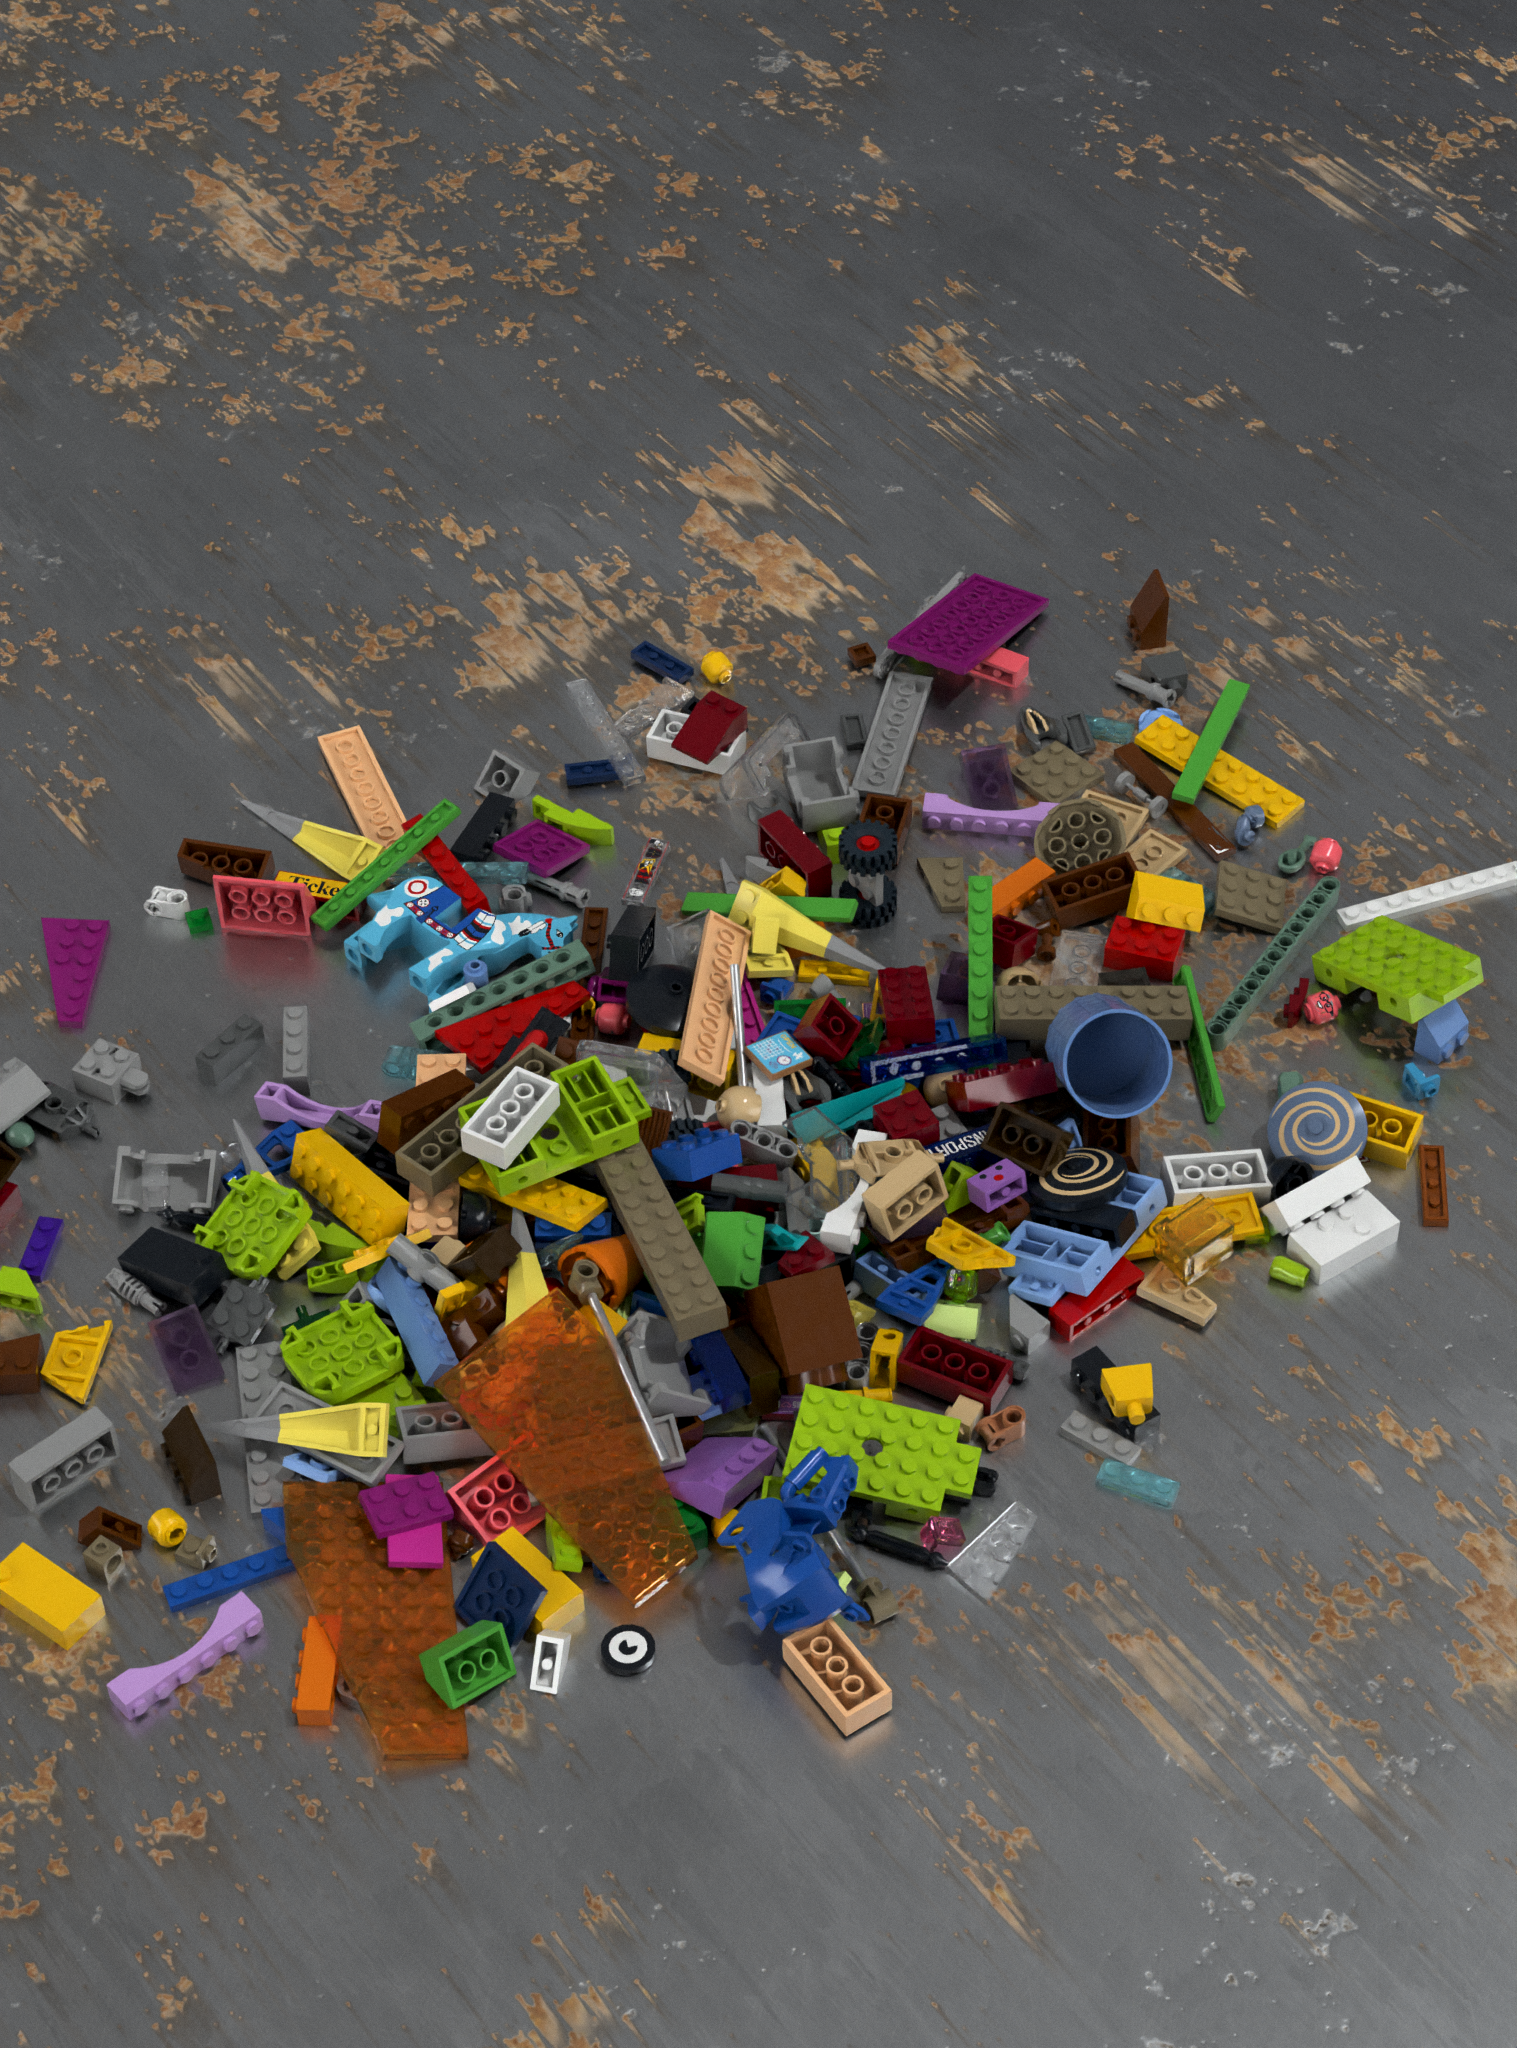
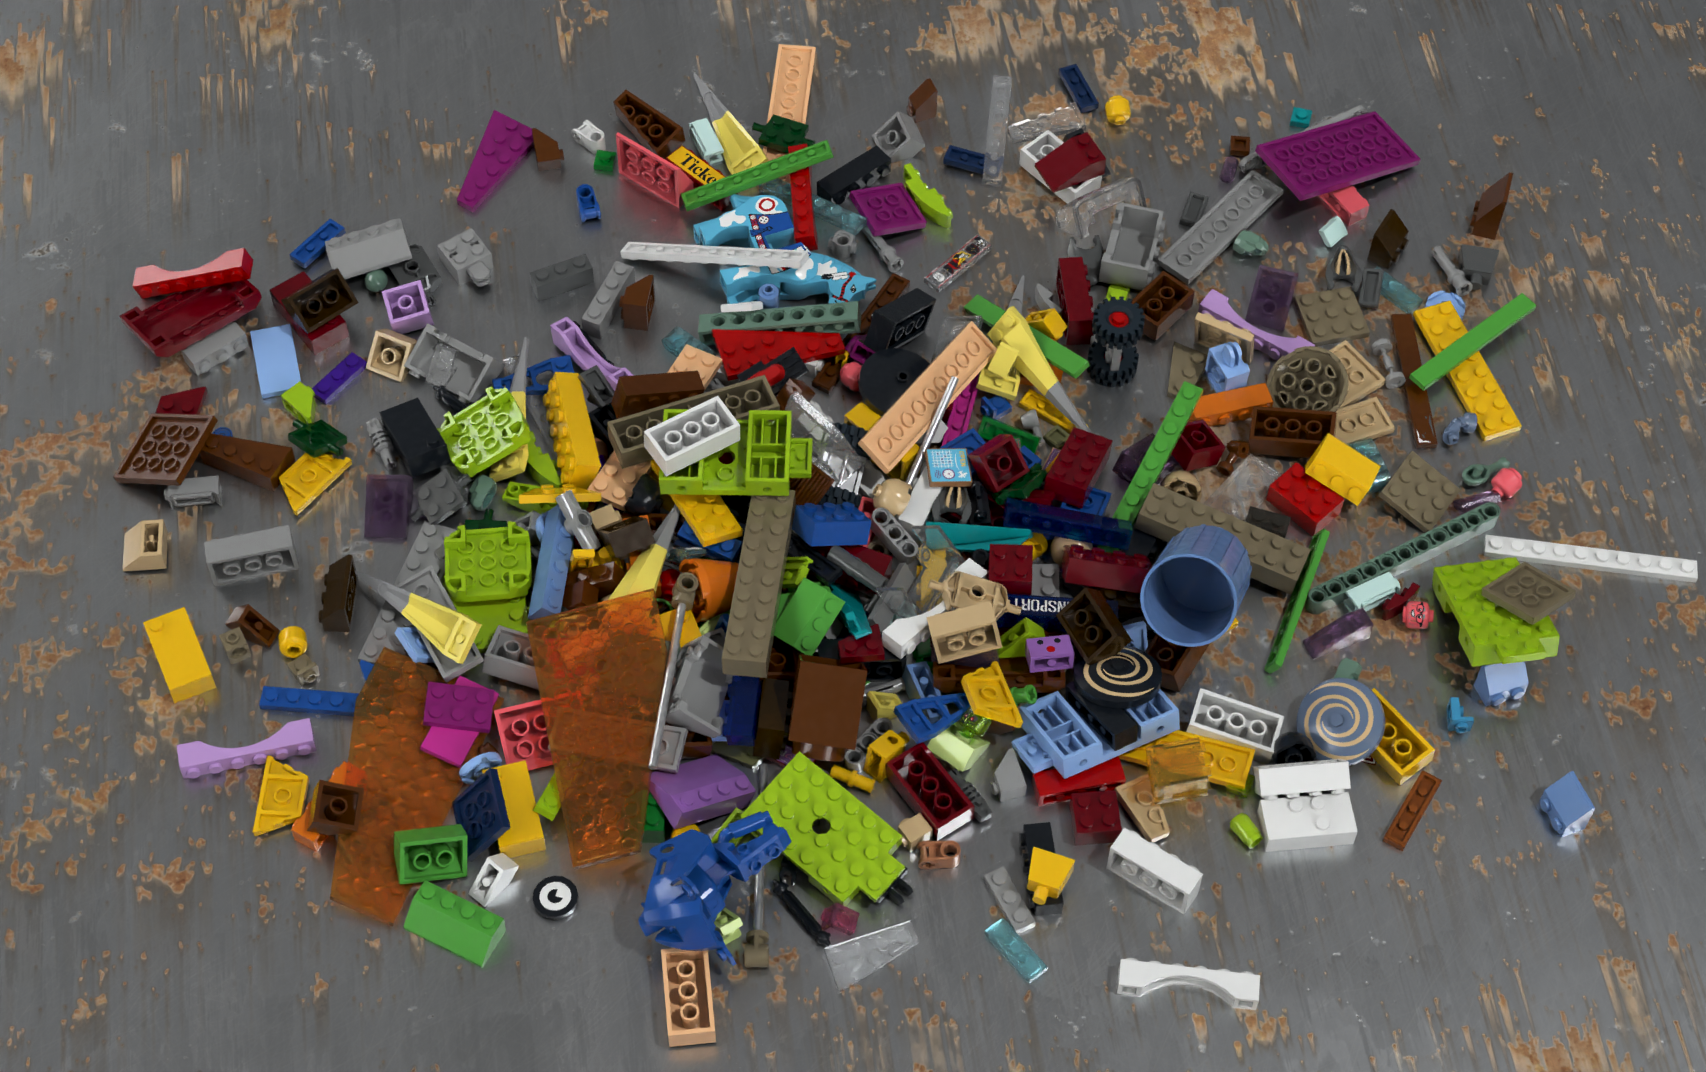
camera: 25 degrees right, 10 degrees up
(60, 1315) = (317, 438): none -> dark green plate
(78, 1145) = (407, 307): none -> lavender brick
(88, 1200) = (390, 354): none -> tan slope
(129, 934) = (547, 151): none -> reddish brown slope
(209, 967) = (587, 203): none -> blue piece
(257, 1687) = (280, 798): none -> yellow wing
(282, 1291) = (482, 492): none -> sand green rock
(300, 857) = (706, 141): none -> light aqua window
(335, 1041) = (638, 304): none -> reddish brown slope
(336, 1662) = (335, 808): none -> reddish brown slope
(380, 819) = (781, 133): none -> dark green plate
(390, 957) = (715, 254): none -> white plate
(461, 1558) = (473, 768): none -> light blue tile
(512, 731) = (923, 102): none -> reddish brown slope
(537, 1722) = (454, 923): none -> bright green slope
(858, 993) = (1056, 437): none -> olive tile
(865, 680) = (1229, 169): none -> clear purple piece
(904, 607) = (1300, 118): none -> teal plate
(934, 739) = (1250, 244): none -> sand green rock
(971, 830) = (1212, 332): none -> tan plate
(990, 854) = (1226, 368): none -> light blue brick
(1007, 696) = (1333, 231): none -> light aqua tile
(1069, 684) = (1388, 241): none -> dark brown slope
(1136, 1324) = (1095, 817): none -> dark red brick
(1229, 1344) = (1154, 870): none -> white brick
(1260, 1054) = (1339, 634): none -> clear purple slope
(1265, 1007) = (1372, 593): none -> light aqua window
(1306, 885) = (1474, 501): none -> clear purple plate
(1375, 1418) = (1140, 977): none -> white arch
(1424, 933) = (1528, 593): none -> dark tan plate

